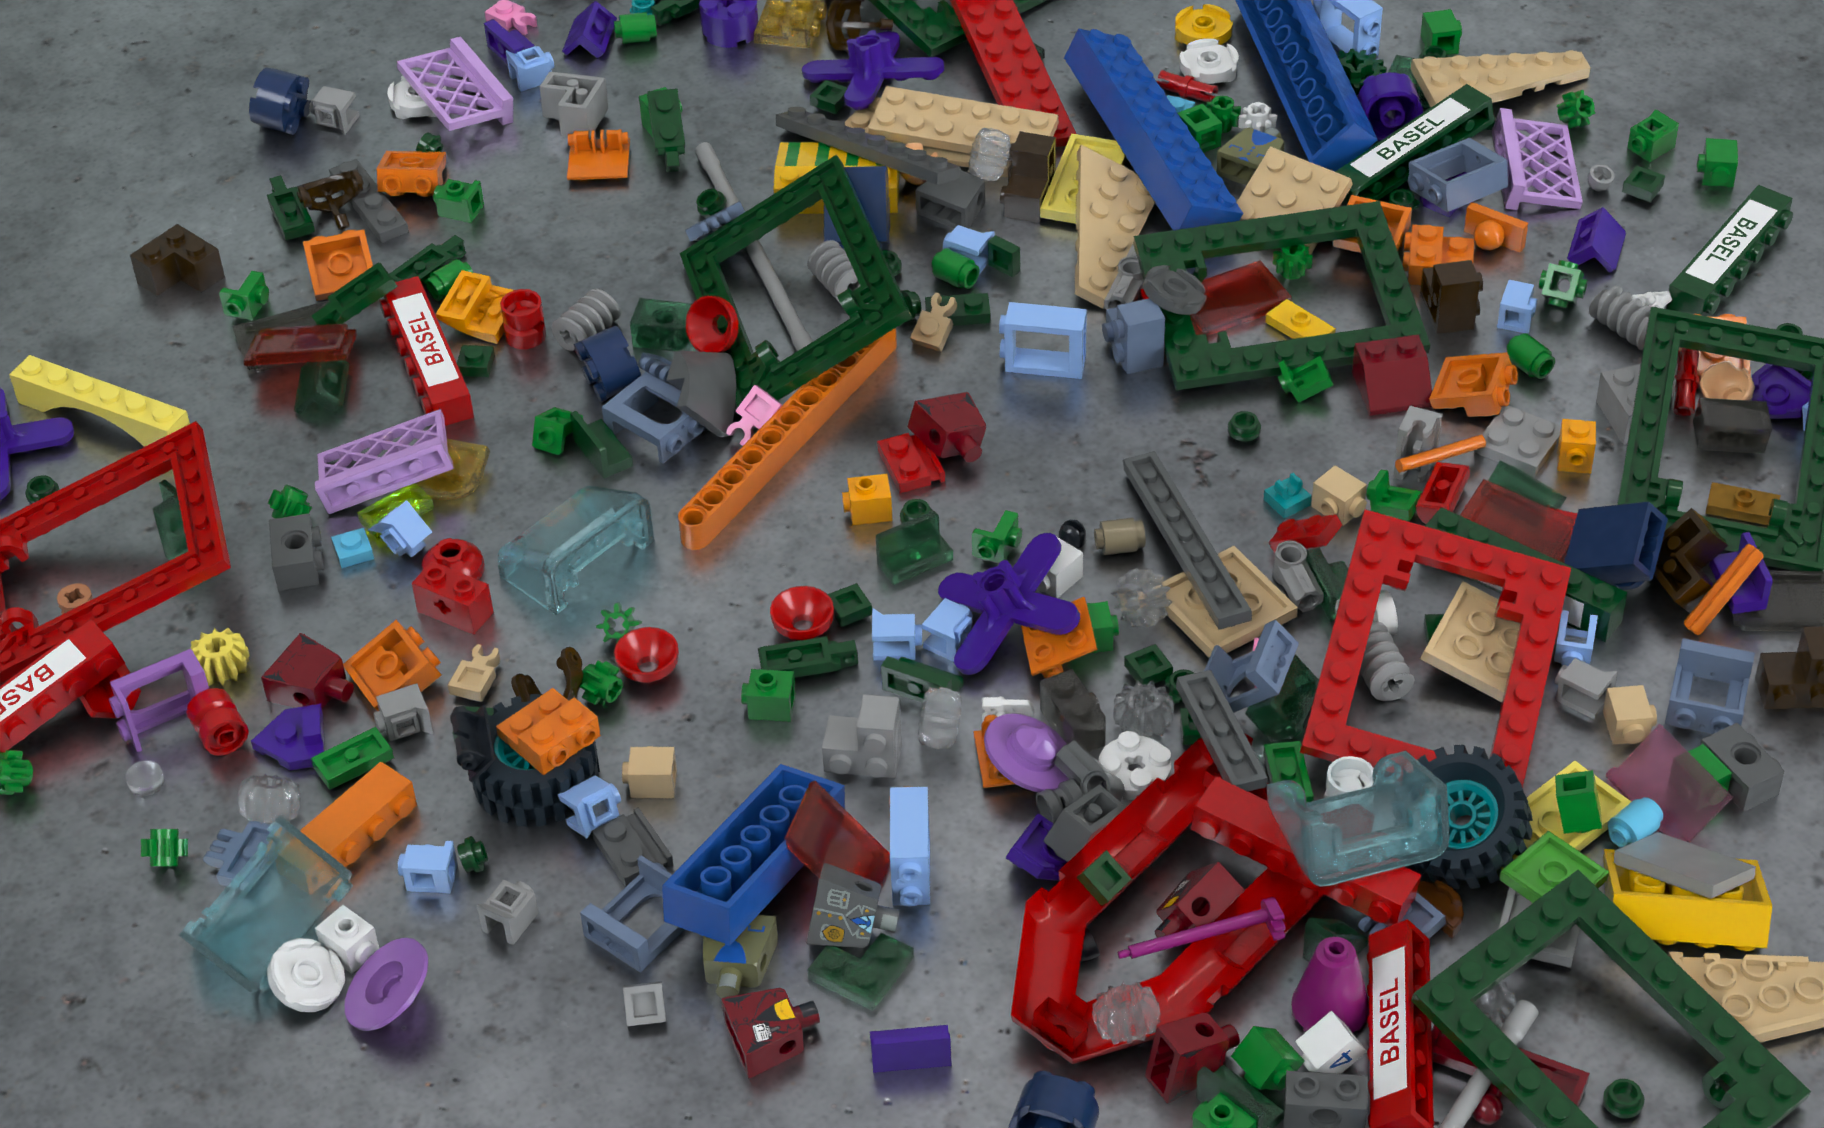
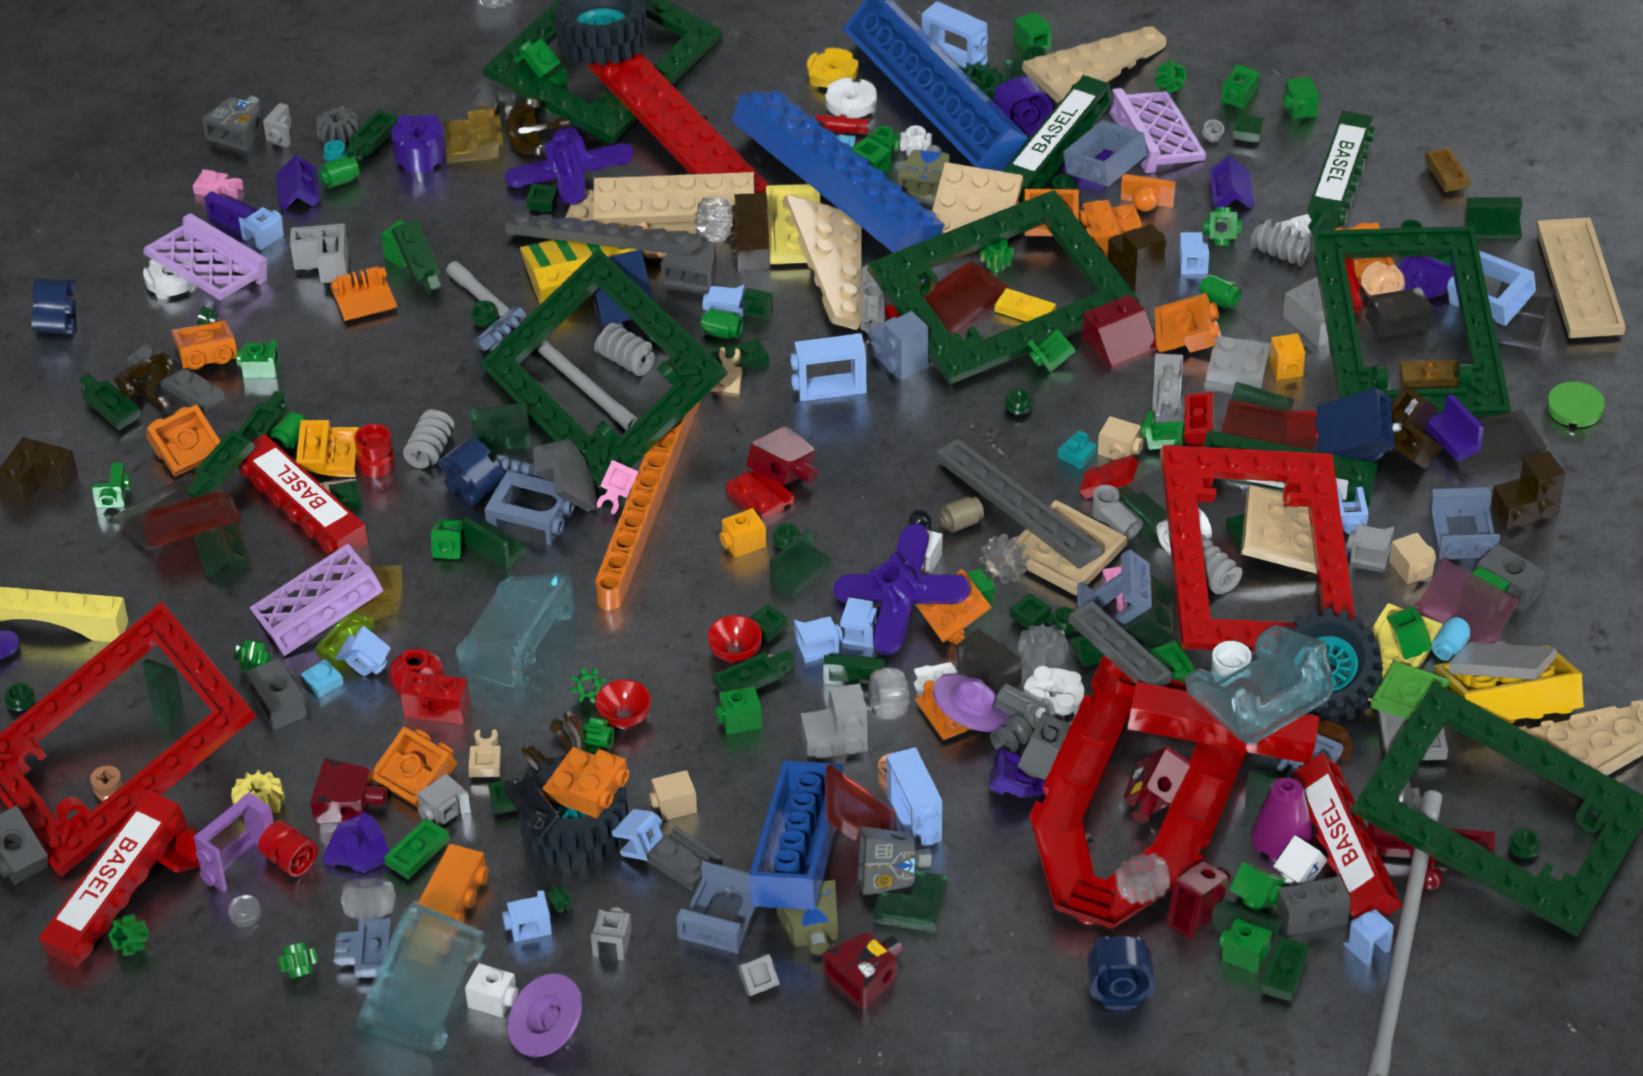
camera: 20 degrees left, 0 degrees up
(305, 975) = (472, 1027): white tile -> none
(331, 108) = (102, 302): light grey window -> none
(702, 324) = (537, 421): red piece -> none
(910, 1048) = (981, 951): dark purple panel -> none
(998, 544) = (863, 546): green bracket -> none
(1104, 878) = (1080, 782): dark green plate -> none
(1174, 291) = (924, 301): dark grey tile -> none
(1269, 913) = (1217, 776): magenta piece -> none
(1440, 453) = (1186, 387): orange bar -> none
(1723, 589) = (1447, 443): orange axle -> none

